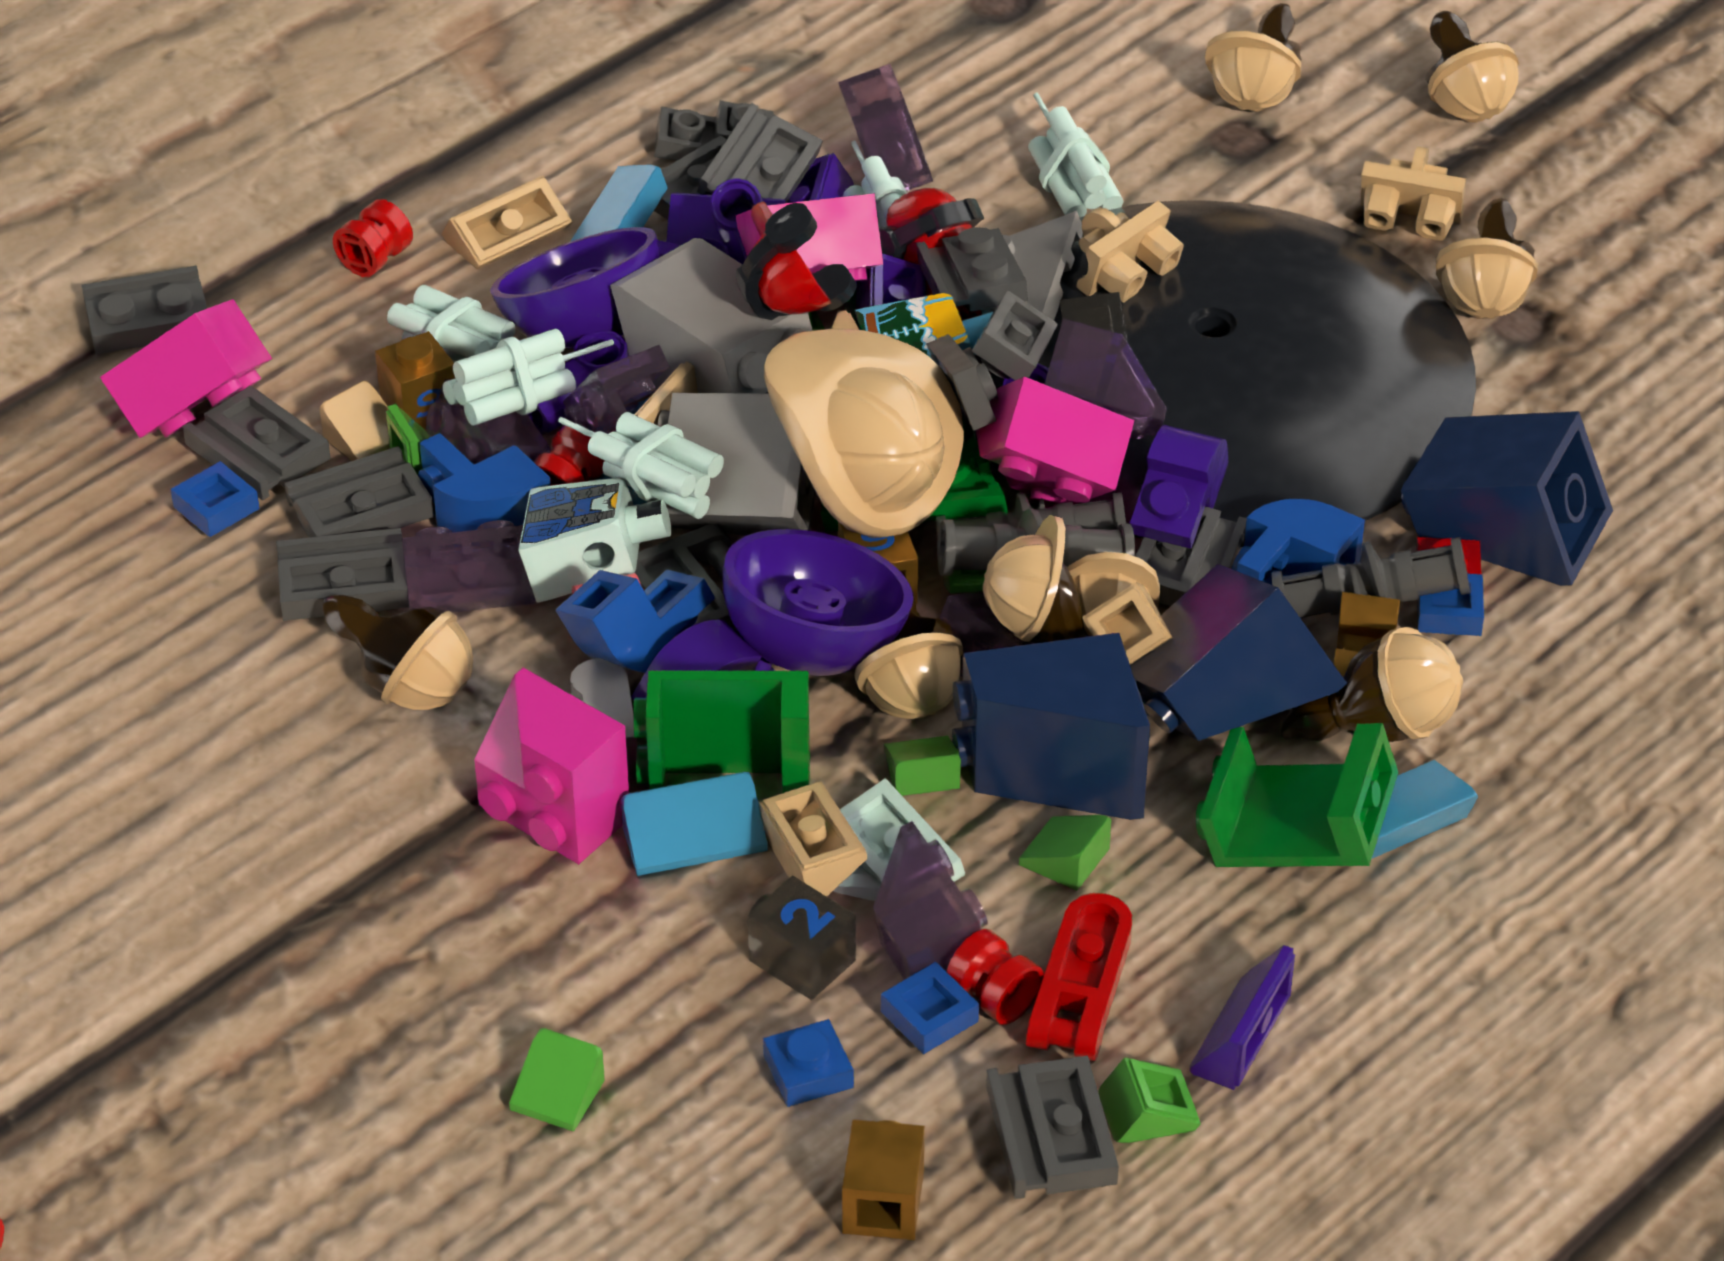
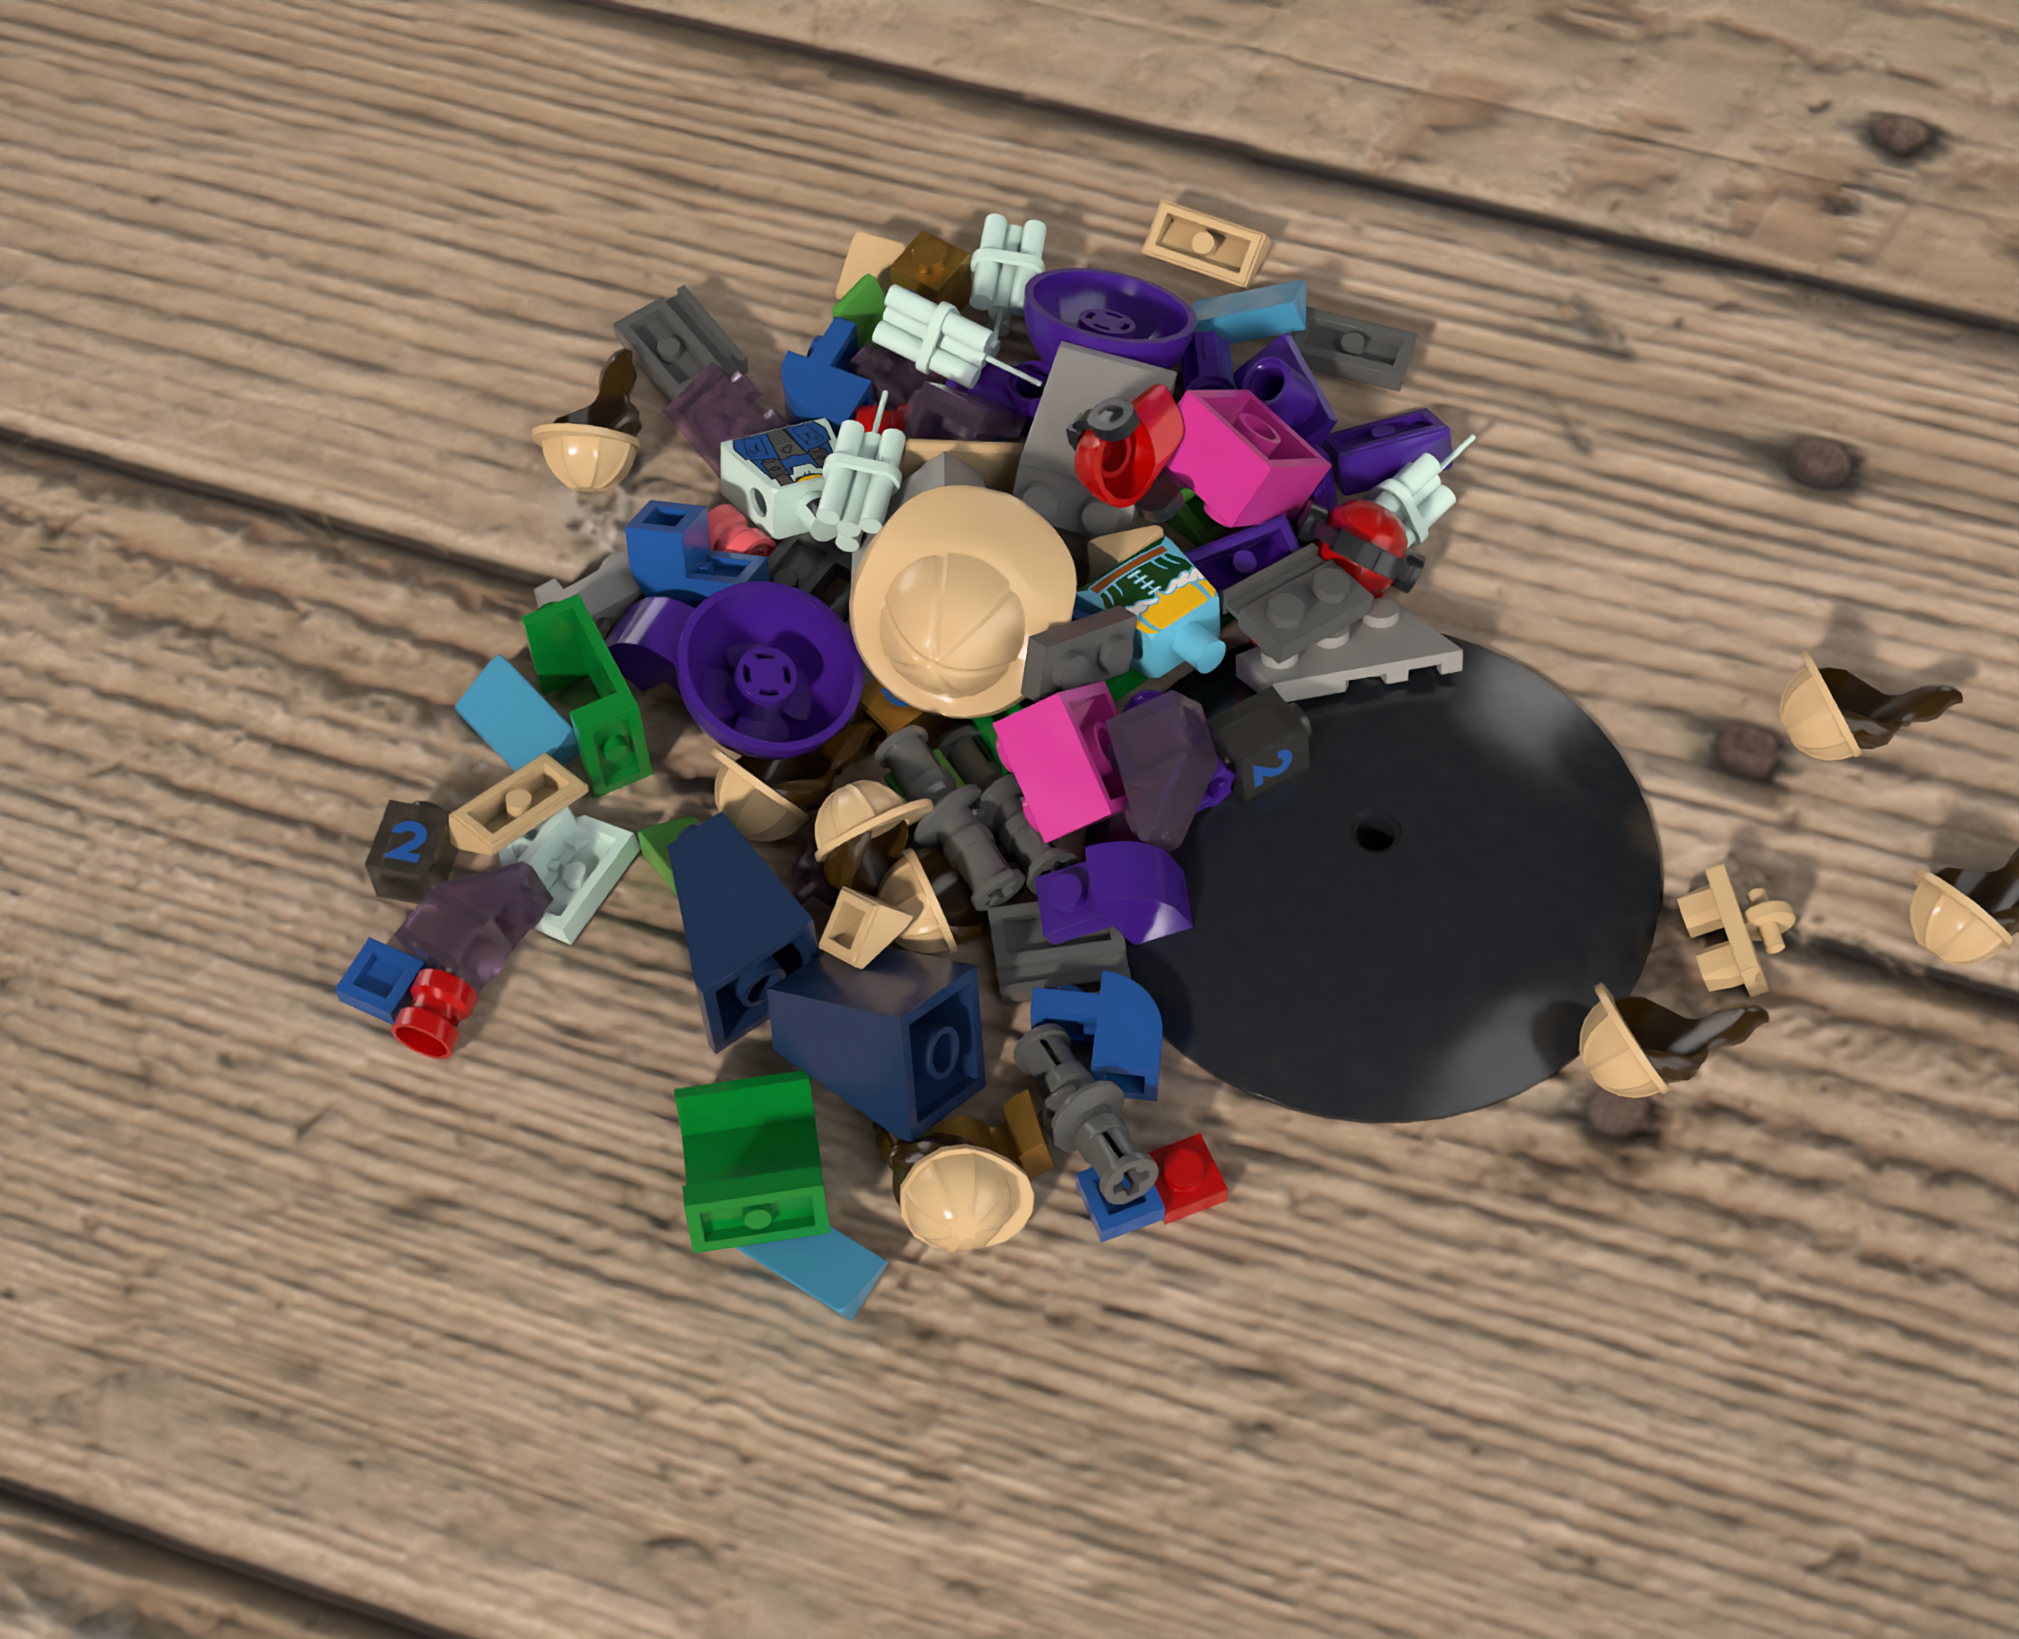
camera: 65 degrees right, 15 degrees up
(141, 307) = (935, 66): dark grey plate -> none
(197, 360) = (832, 123): dark pink slope -> none
(215, 499) = (721, 223): blue plate -> none
(257, 441) = (806, 215): dark grey plate -> none
(360, 496) = (771, 311): dark grey plate -> none
(366, 244) = (1108, 162): red wheel -> none
(553, 768) = (488, 587): dark pink slope -> none
(558, 1079) = (192, 760): bright green slope -> none
(686, 130) = (1446, 340): dark grey slope -> none
(765, 153) = (1383, 380): dark grey plate -> none
(808, 1063) = (293, 922): blue plate -> none
(883, 1179) = (172, 1027): pearl gold brick -> none
(885, 125) = (1505, 451): clear purple slope -> none
(1014, 338) = (1149, 666): dark grey plate -> none
(1052, 1127) = (287, 1128): dark grey plate -> none
(1069, 848) = (630, 1009): bright green slope -> none
(1072, 165) = (1579, 626): light aqua piece -> none
(1082, 975) = (475, 1080): red plate -> none
(1118, 244) = (1412, 702): tan hips -> none
(1147, 1102) = (363, 1195): bright green slope -> none
(1246, 1021) = (481, 1233): dark purple slope -> none
(1515, 486) = (1299, 1193): dark blue slope -> none

